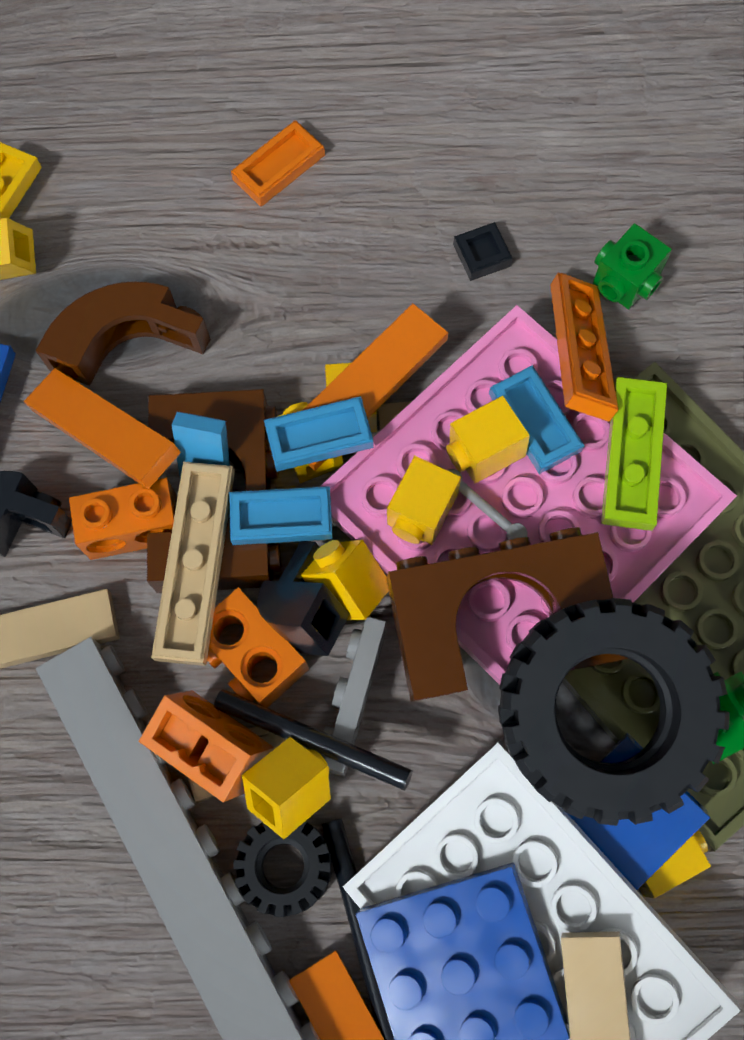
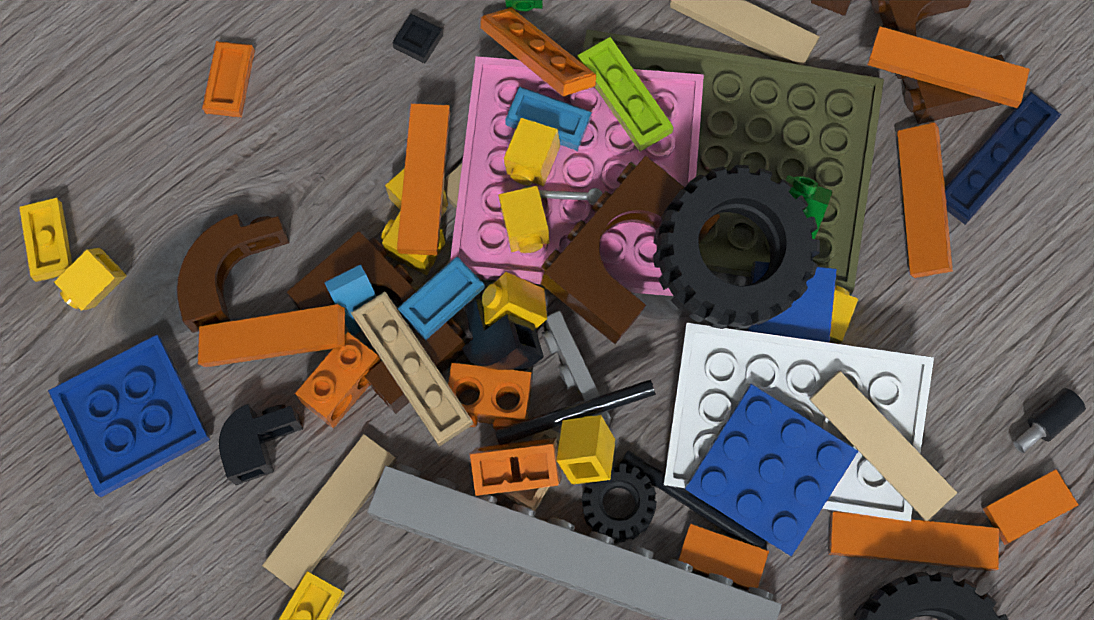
camera: 40 degrees left, 0 degrees up
(319, 433) = (424, 228): dark azure tile -> none

